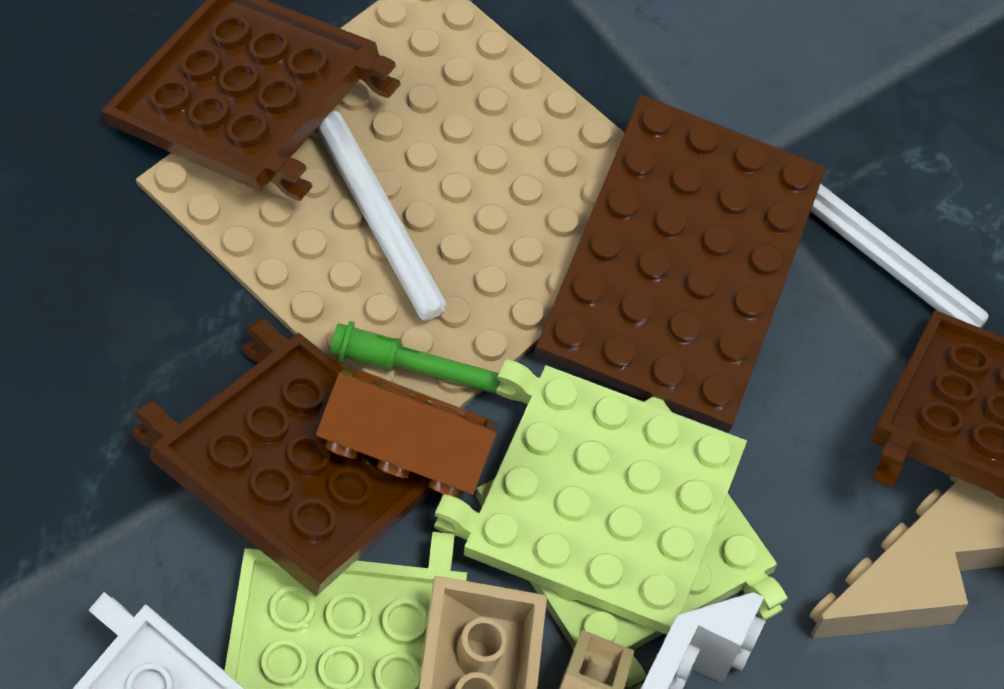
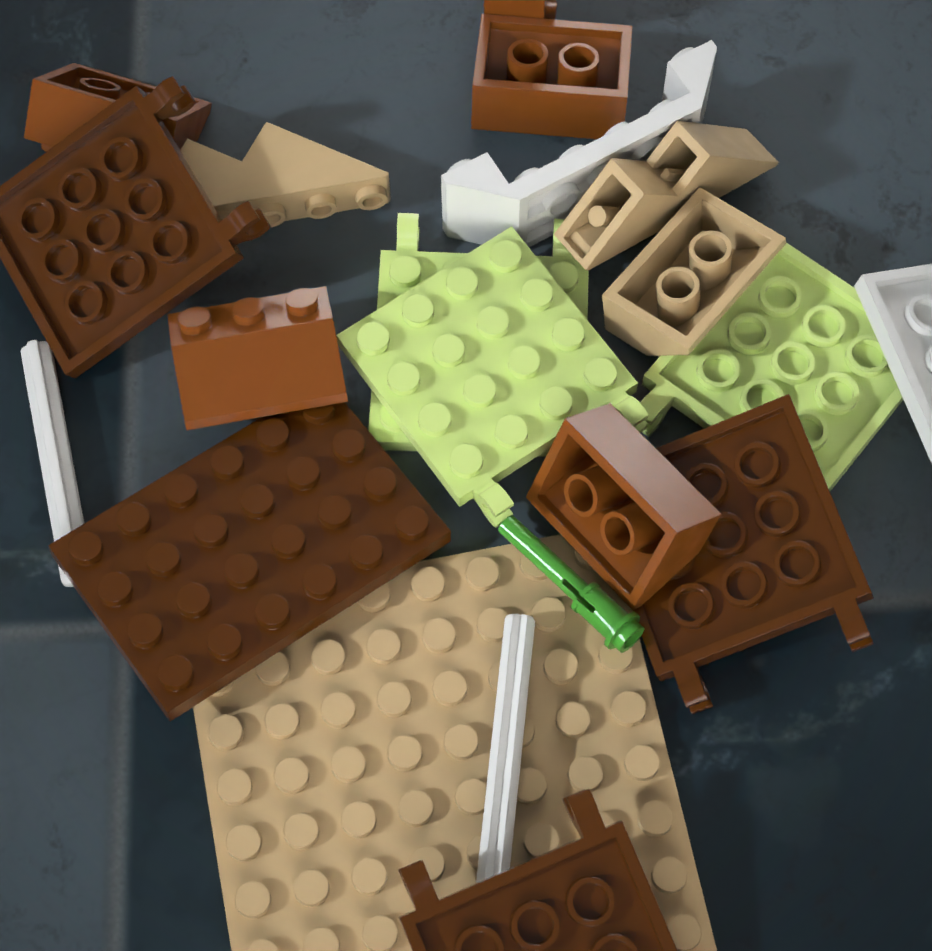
camera: 140 degrees left, 5 degrees up
(794, 390) = (256, 357): none -> dark orange slope

